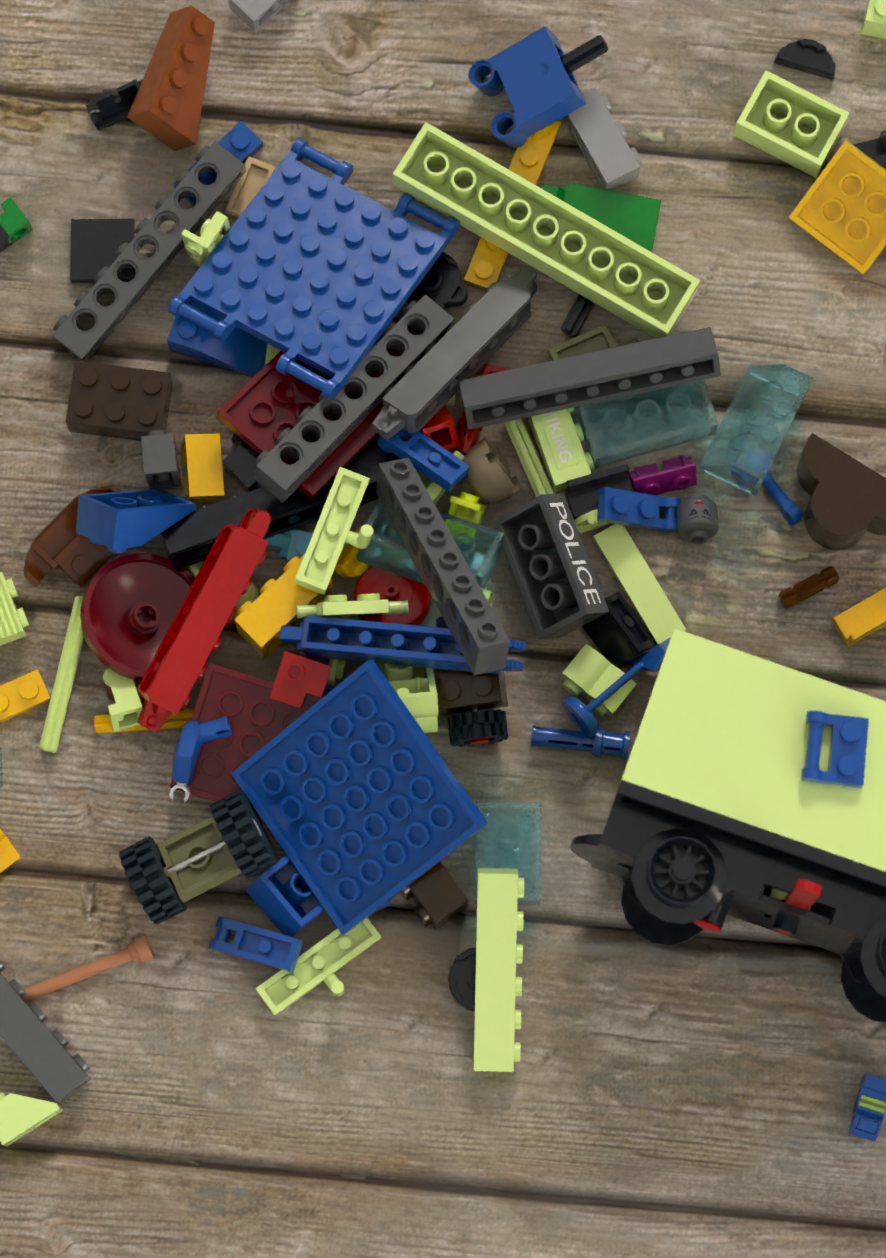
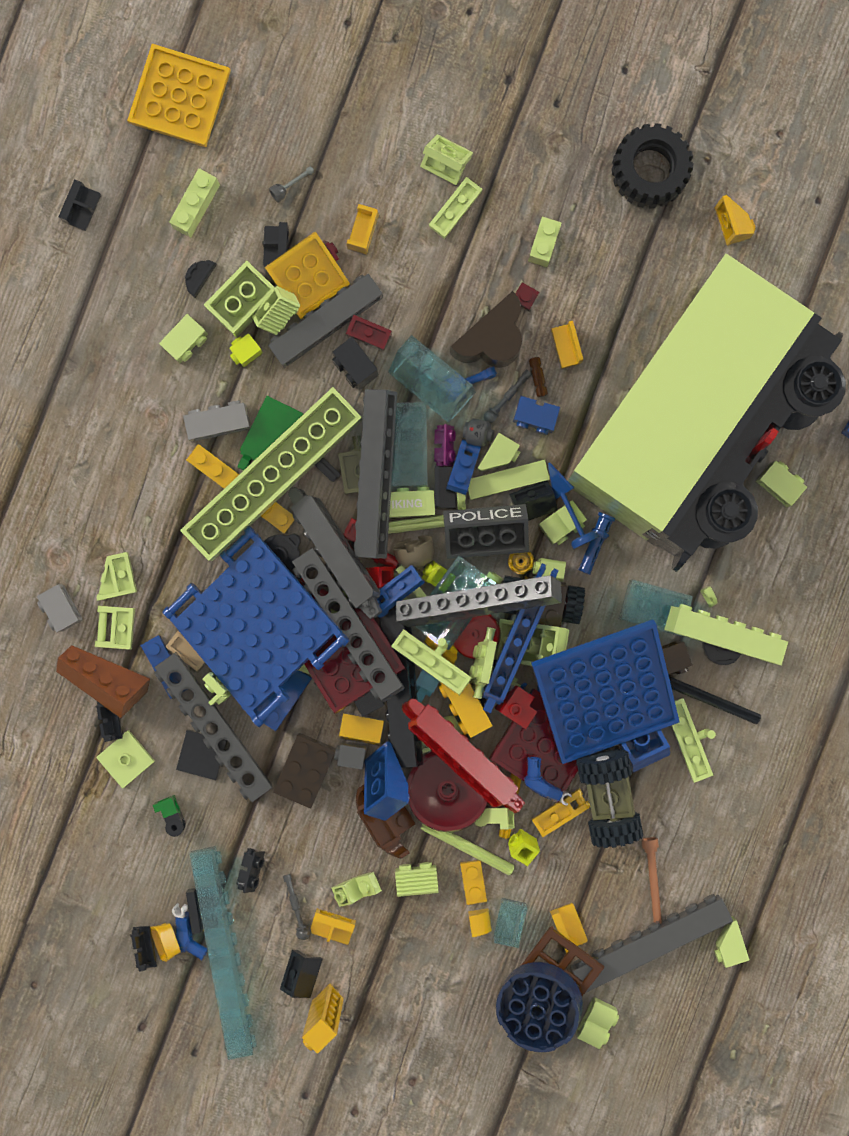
camera: 80 degrees left, 10 degrees up
(67, 145) = (125, 759): none -> yellowish green plate
(88, 752) = (523, 847): none -> neon yellow brick
(153, 797) = (560, 814): none -> yellow plate
(257, 87) = (121, 627): none -> yellowish green plate
(257, 944) = (668, 775): blue plate -> none
(331, 61) = (117, 577): none -> yellowish green wing
(390, 985) = (714, 701): none -> black axle
(522, 685) = (550, 565): none -> yellowish green brick
(524, 625) = (525, 566): none -> yellow plate
(536, 81) = (170, 451): blue piece -> none
(548, 936) = (709, 596): none -> yellowish green tile
(673, 558) = (500, 453): none -> yellowish green slope
(708, 60) = (184, 338): none -> yellowish green brick
(718, 151) = (245, 350): none -> neon yellow brick
(728, 532) = (491, 415): none -> dark grey piece
(745, 309) = (355, 364): none -> black brick
(747, 606) = (532, 415): none -> blue brick
(756, 999) = (781, 483): none -> yellowish green brick
(788, 174) = (276, 310): none -> yellowish green brick
(797, 253) = (326, 320): none -> dark grey brick
(797, 317) = (368, 332): none -> dark red panel
(846, 749) = (682, 386): blue plate -> none

